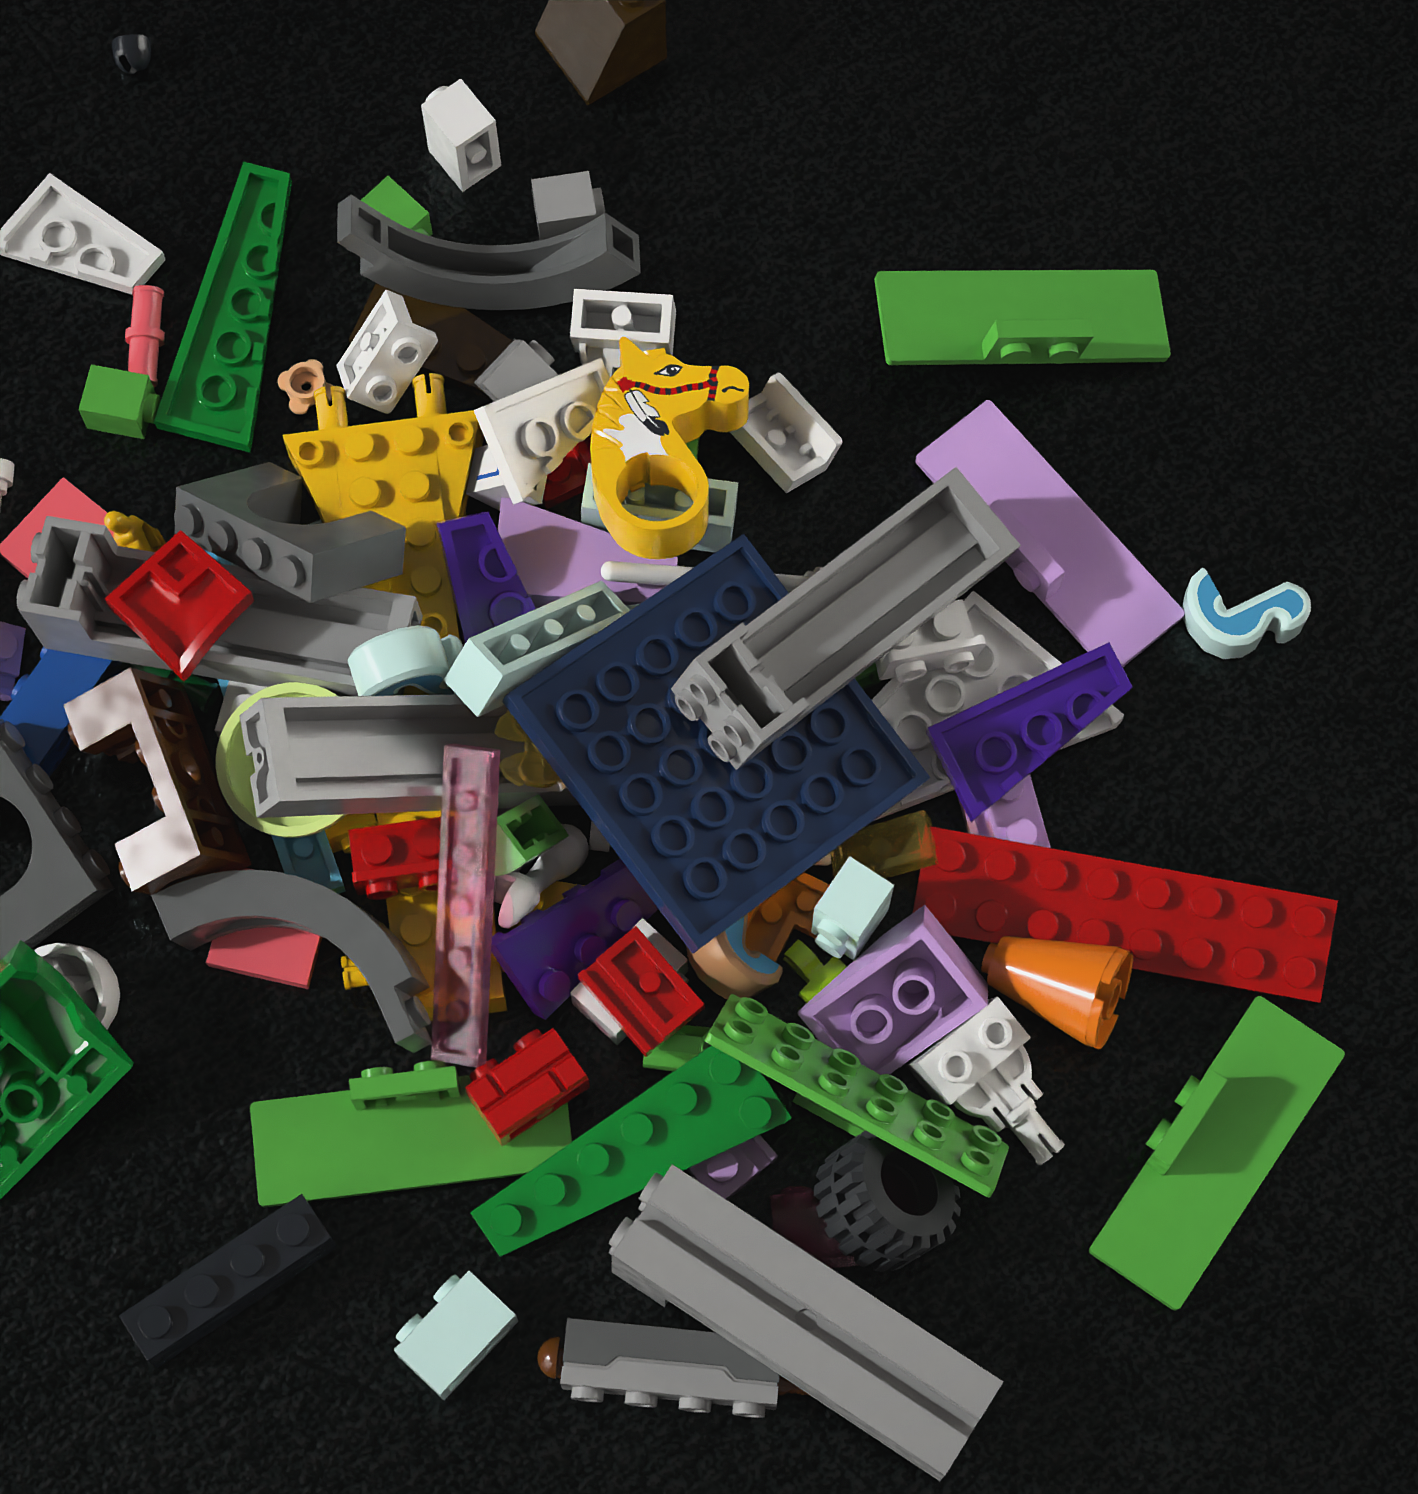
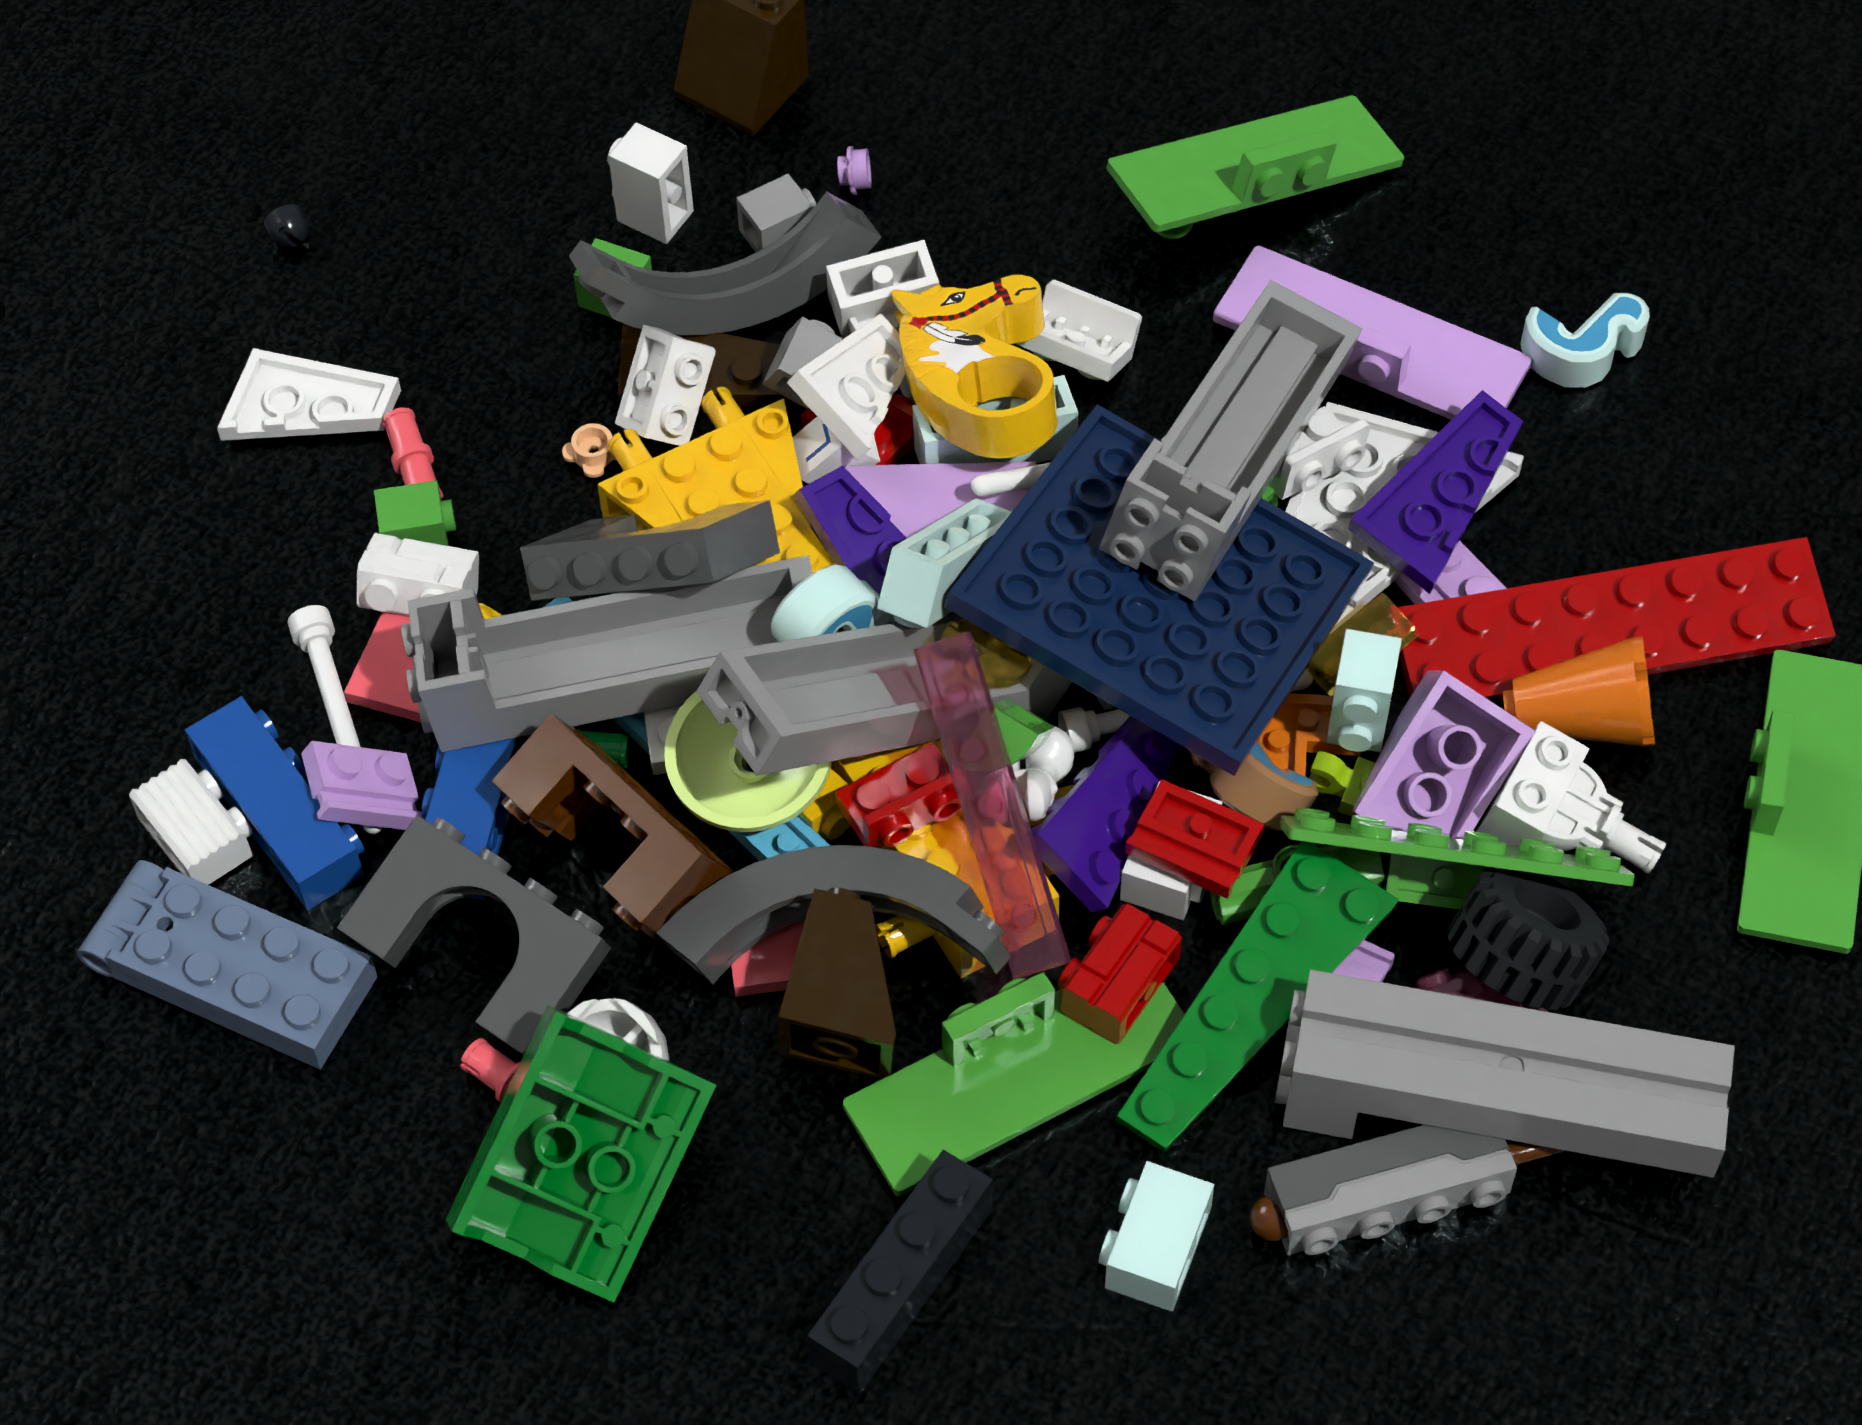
camera: 20 degrees left, 15 degrees down
(96, 465) = (411, 569): none -> white brick
(180, 603) = (577, 637): red plate -> none
(224, 346) = (496, 441): green wing -> none
(279, 1009) = (837, 990): none -> dark brown slope
(660, 180) = (854, 169): none -> lavender plate

